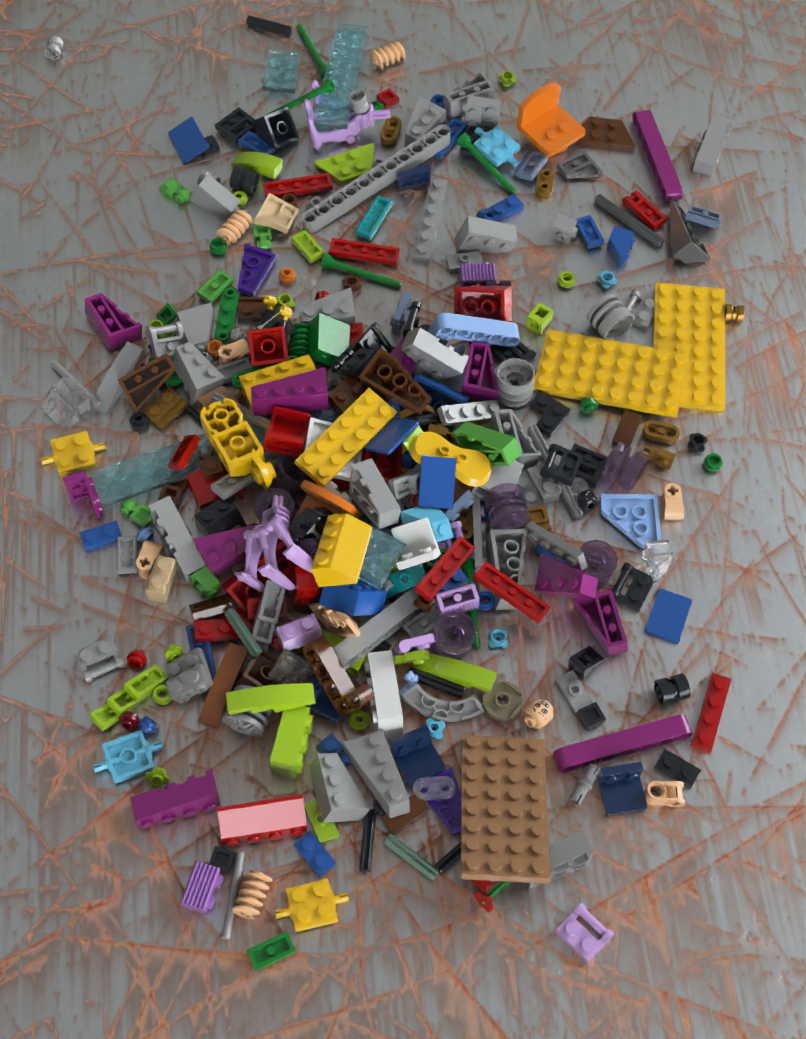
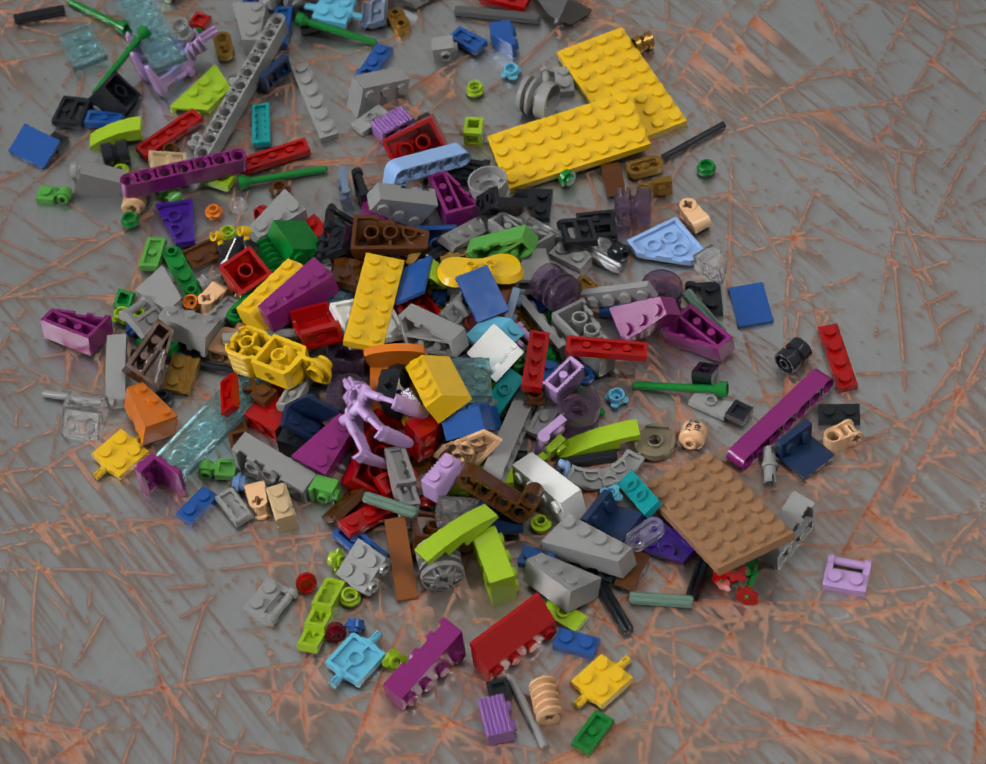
camera: 20 degrees left, 10 degrees down
(115, 431) = (149, 414): none -> orange wedge
(225, 510) = (306, 415): none -> dark blue bracket
(269, 227) = (183, 173): none -> magenta beam
(455, 745) = (640, 494): none -> teal plate
(533, 408) = (491, 204): none -> black panel
(588, 684) = (720, 388): none -> green piece
(621, 601) = (690, 297): none -> sand green axle
(697, 437) = (681, 159): black plate -> none
(719, 429) = (691, 142): none -> black bar

